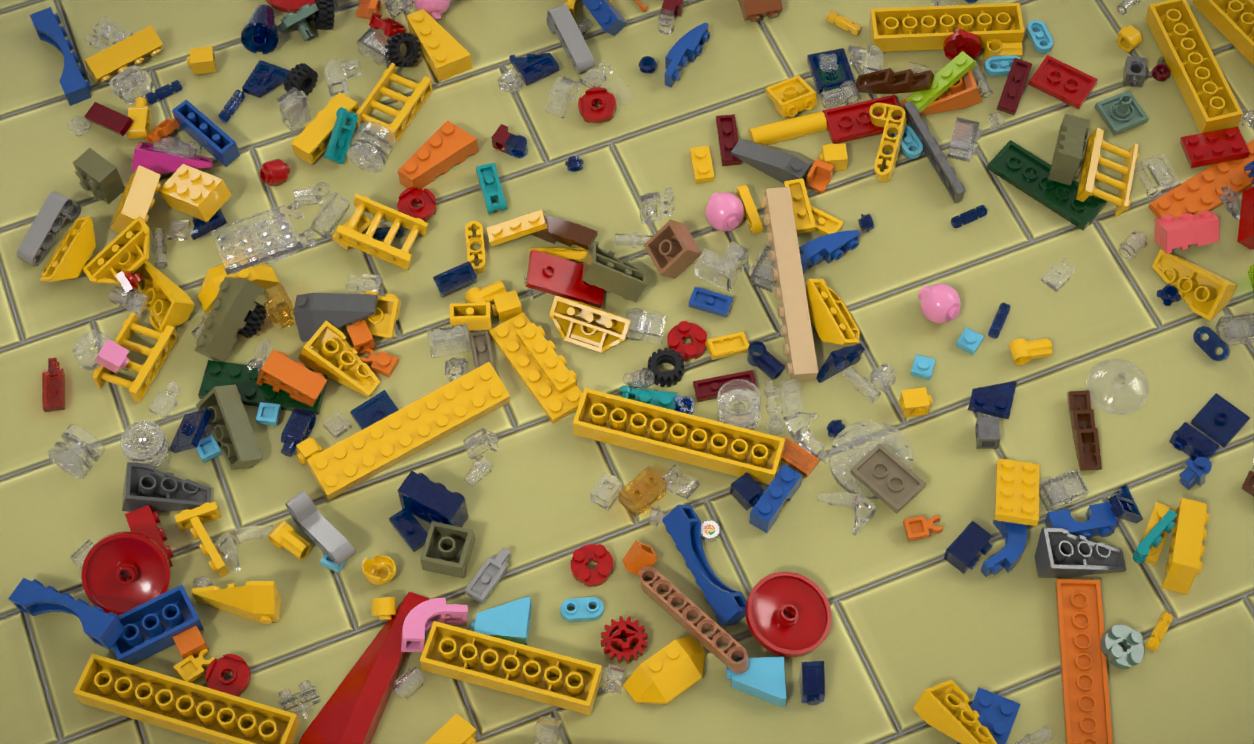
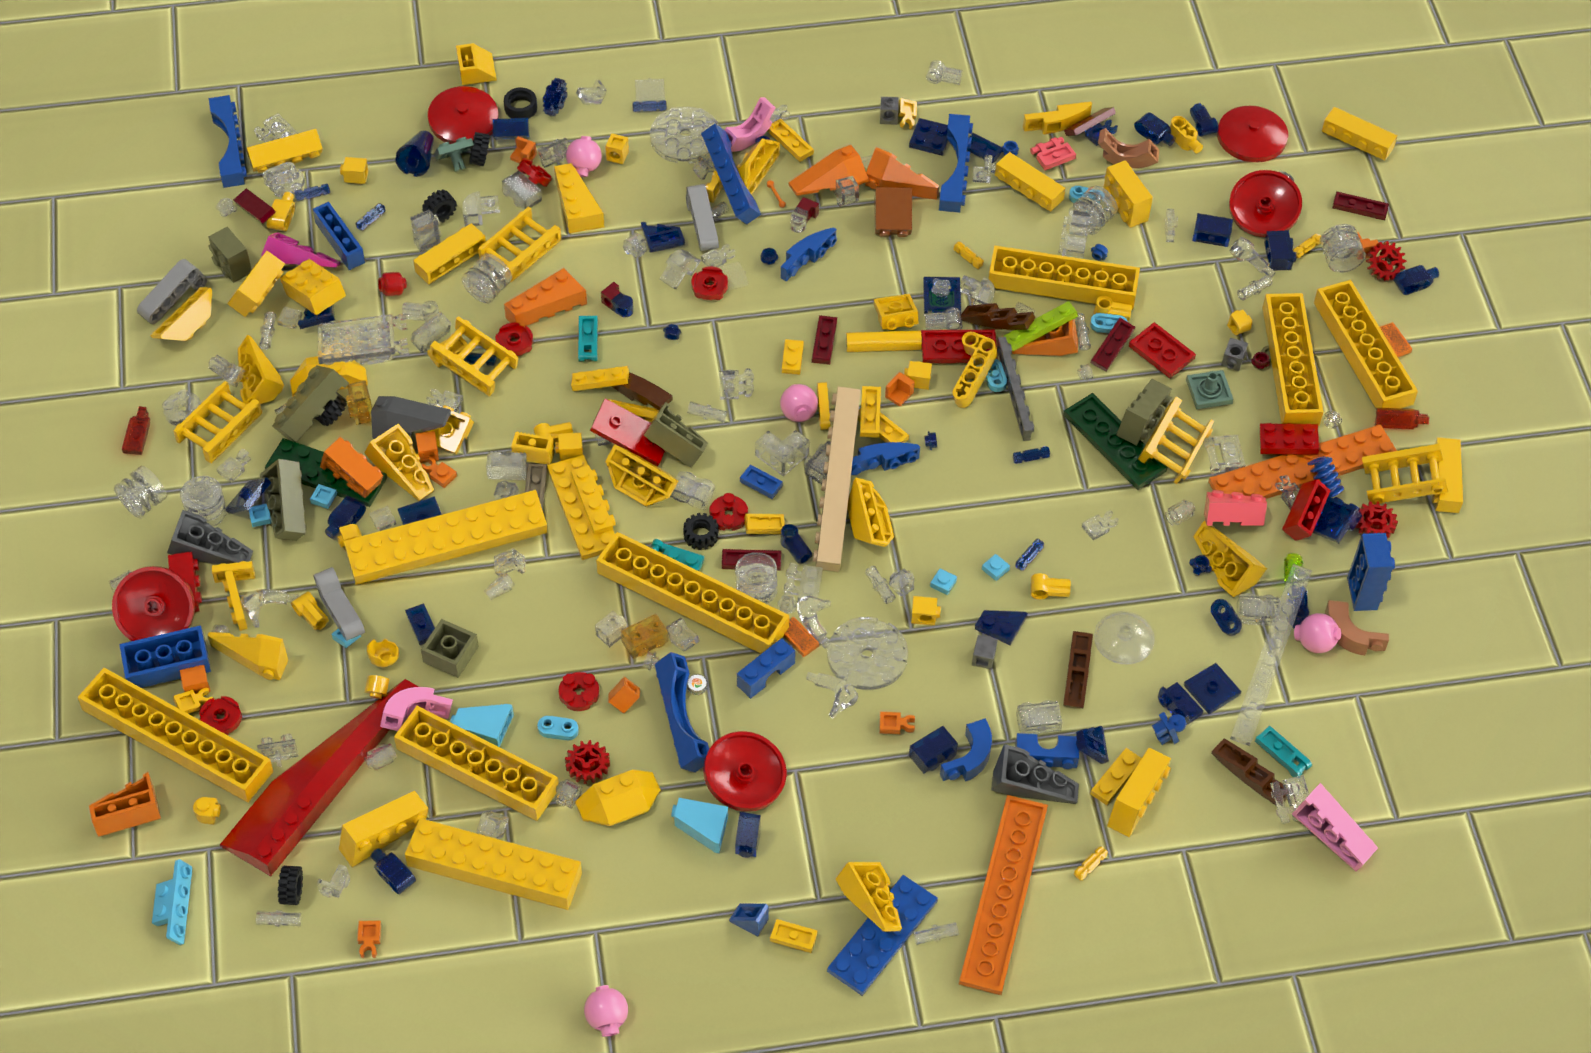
camera: 10 degrees right, 5 degrees down
(97, 625) = (70, 612): blue arch -> none
(112, 356) = (195, 415): bright pink brick -> none
(123, 253) = (229, 328): yellow wedge -> none
(129, 280) = (230, 352): plate -> none
(165, 129) = (303, 225): orange plate -> none
(177, 147) = (309, 243): clear plate -> none
(261, 354) = (331, 438): clear plate -> none
(264, 79) = (406, 198): clear blue wing -> none
(341, 136) = (461, 262): teal plate -> none
(394, 49) = (533, 197): black tyre -> none
(432, 501) = (447, 601): clear blue brick -> none
(455, 279) = (528, 412): clear blue brick -> none
(476, 240) = (555, 381): yellow beam -> none
(488, 576) = (481, 680): light grey hinge -> none
(640, 378) = (673, 535): clear cone -> none
(672, 249) = (738, 425): medium nougat brick -> none
(687, 402) = (711, 565): clear blue plate -> none
(697, 627) = (655, 756): nougat beam -> none
(746, 491) = (740, 654): clear blue brick -> none
(773, 161) = (859, 366): dark grey wedge -> none
(835, 428) = (842, 617): clear blue plate -> none
(840, 360) = (863, 558): clear blue wing -> none
(888, 478) = (875, 671): dark tan plate -> none
(939, 303) = (975, 526): bright pink brick -> none
(963, 139) = (1048, 382): clear brick -> none
(970, 44) = (1081, 295): red plate -> none
(1017, 492) = (993, 709): yellow plate -> none
(1040, 38) = (1153, 304): medium azure plate -> none
(1132, 641) = (1059, 862): plate -> none
(1154, 537) = (1110, 775): teal plate -> none

